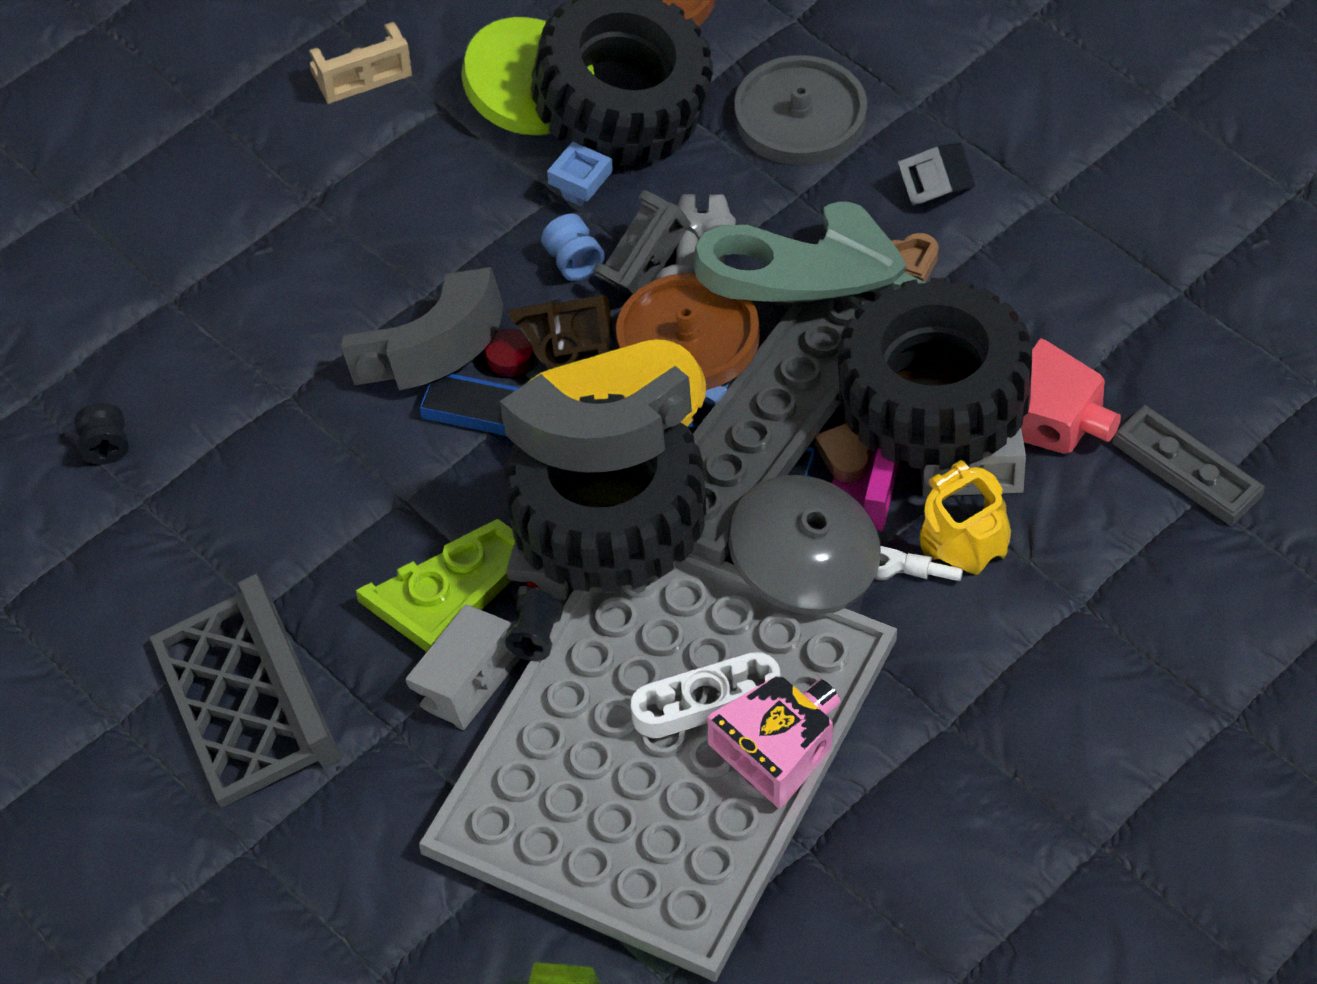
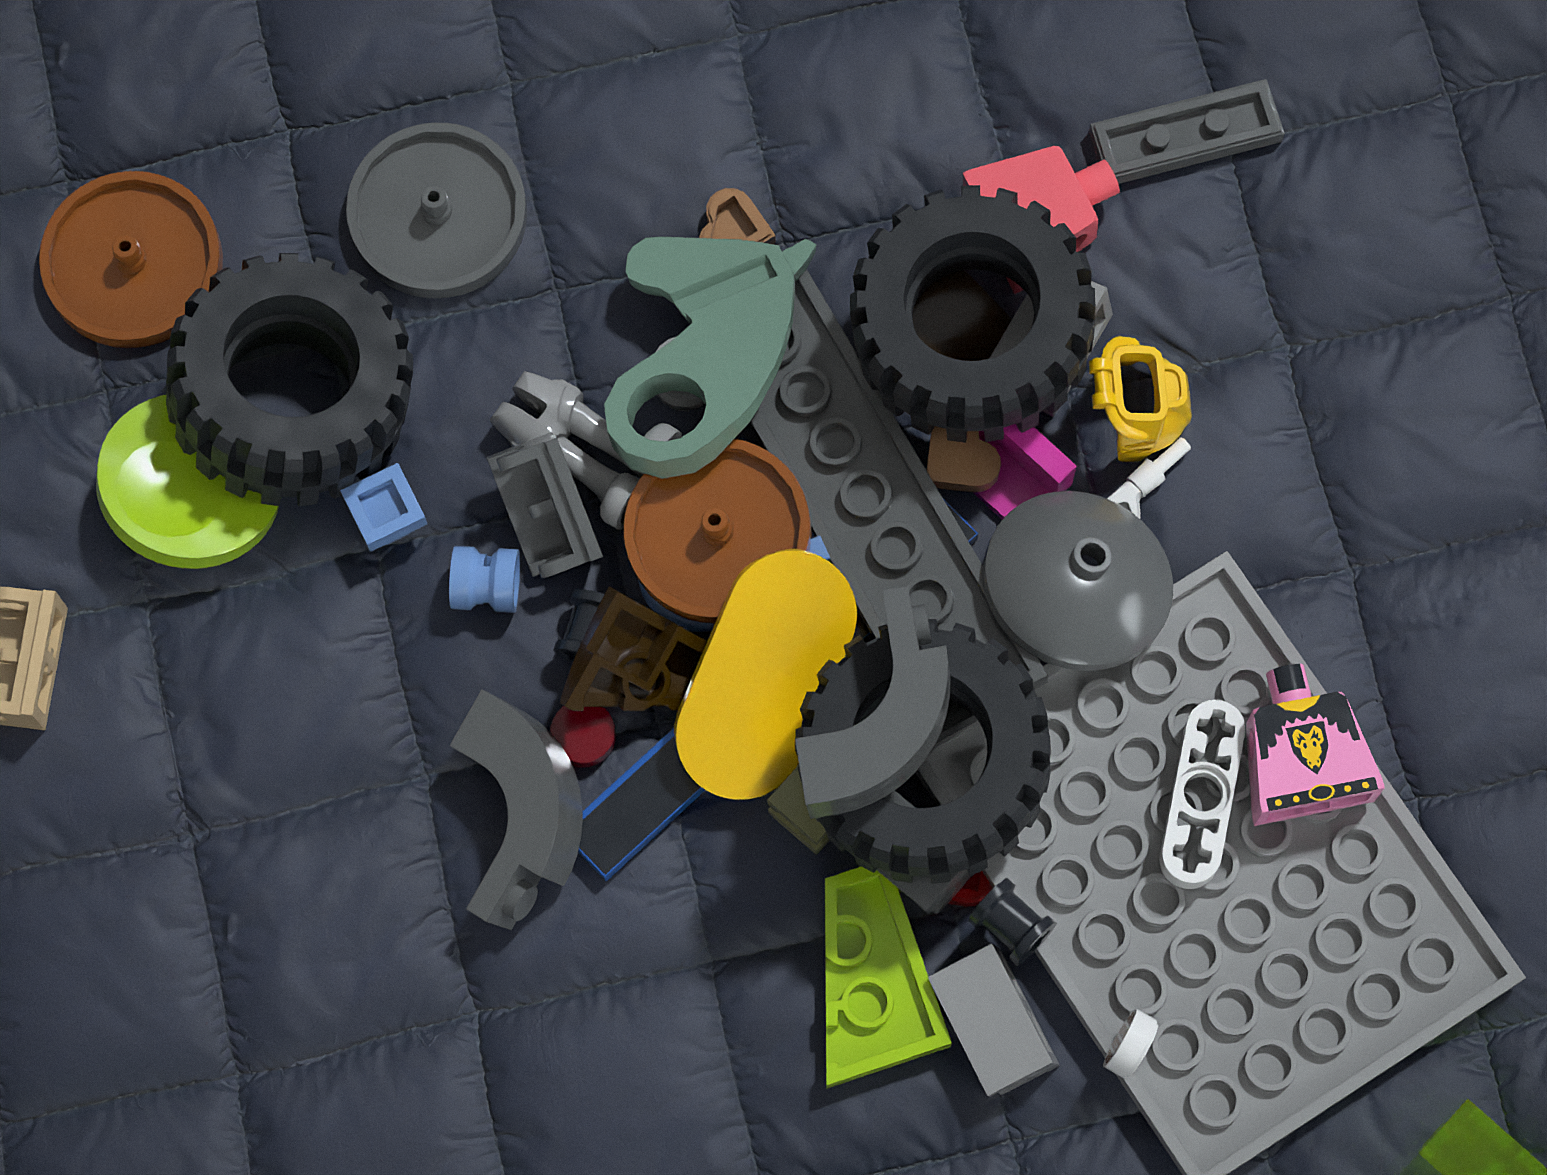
camera: 60 degrees left, 20 degrees up
(493, 736) = (1131, 1044): none -> white tile
(936, 173) = (641, 128): panel -> none

